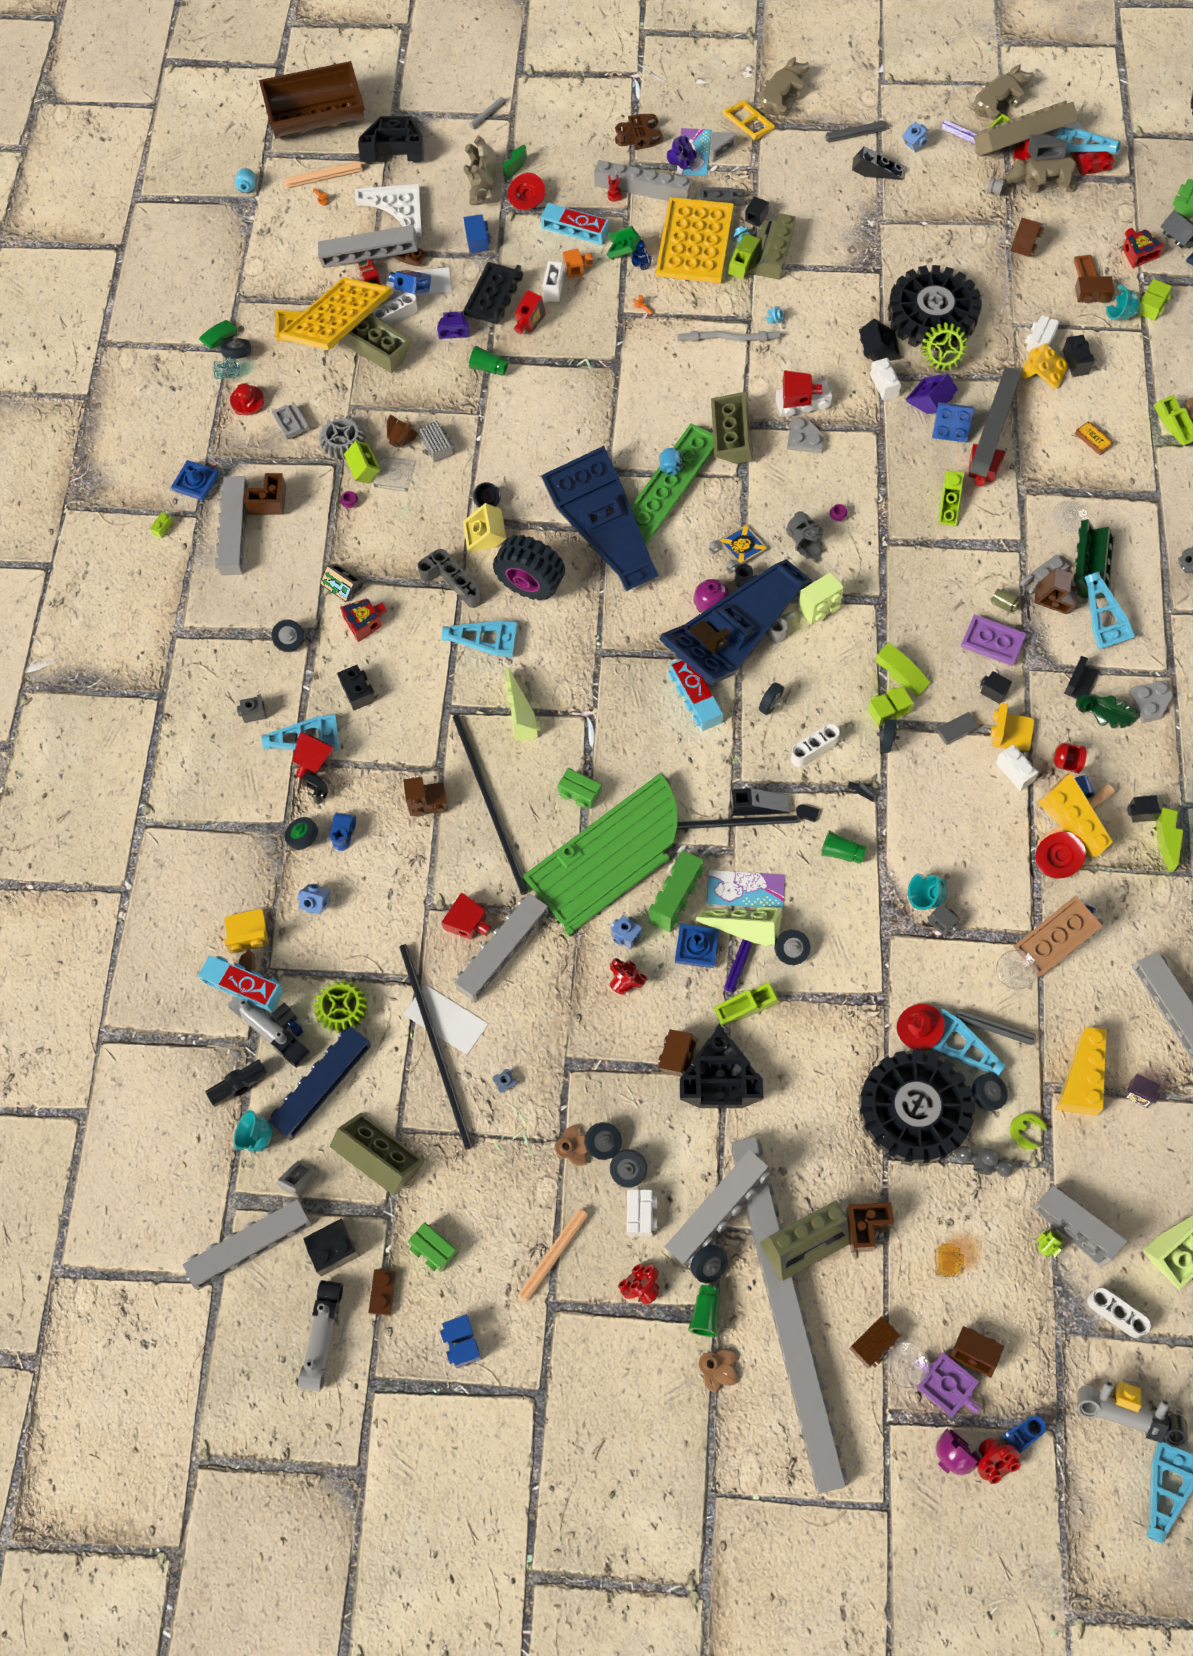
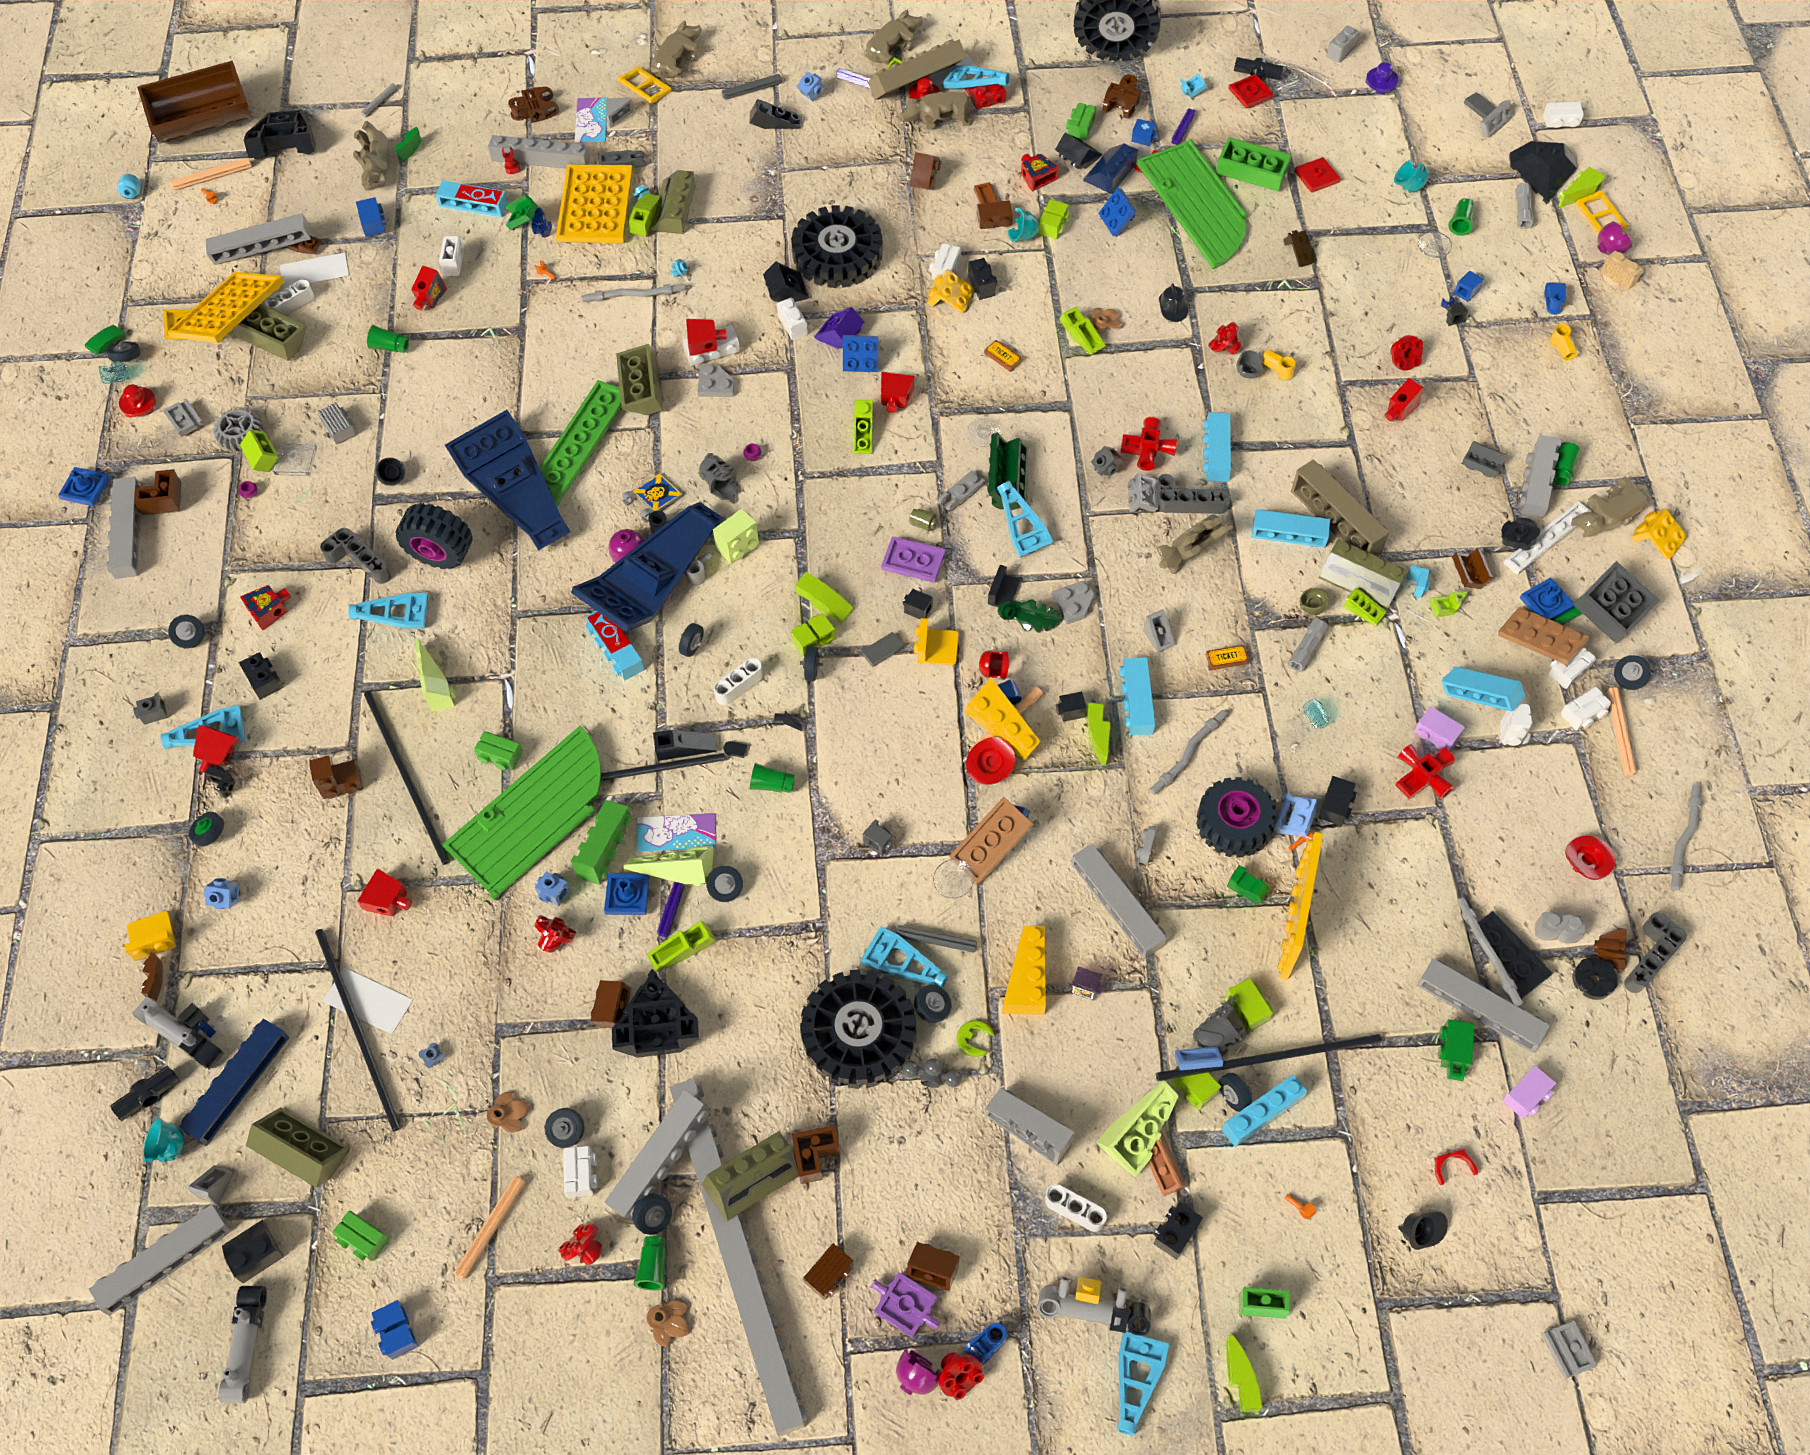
camera: 10 degrees left, 5 degrees down
(161, 525) = (49, 534): lime piece -> none
(241, 983) = (143, 988): brick -> none
(340, 581) = (241, 571): panel -> none
(342, 830) = (250, 821): blue piece -> none
(350, 992) = (255, 988): lime gear -> none
(368, 271) = (260, 263): red leg -> none
(382, 1292) = (309, 1291): reddish brown plate -> none
(399, 201) = (291, 192): white plate -> none
(399, 432) = (297, 418): reddish brown brick -> none
(410, 281) = (299, 269): blue torso -> none
(453, 326) = (350, 309): dark purple piece -> none
(484, 528) = (389, 503): light yellow slope -> none
(493, 292) = (391, 272): black bracket -> none
(501, 947) = (422, 920): light grey brick -> none
(526, 191) = (420, 171): red hat -> none
(574, 262) = (473, 236): orange brick -> none
(603, 1141) = (536, 1103): black wheel -> none
(670, 461) = (577, 418): dark azure head -> none
(681, 153) = (577, 121): dark purple plate -> none
(709, 637) = (626, 587): dark brown bracket -> none
(756, 211) = (655, 170): black brick -> none
(910, 1376) = (849, 1293): clear dish -> none
(920, 1027) = (859, 947): red hat -> none
(926, 892) = (858, 813): teal helmet -> none
(947, 338) = (862, 285): lime gear -> none
(948, 1260) = (900, 1178): clear yellow brick -> none
(995, 186) = (892, 126): light grey wheel -> none
(995, 422) = (902, 349): dark grey beam -> none
(1017, 767) = (943, 680): white brick -> none
(1046, 147) = (937, 84): dark grey slope -> none
(1050, 1243) = (1002, 1147): lime gear -> none
(1056, 592) = (971, 506): reddish brown brick -> none

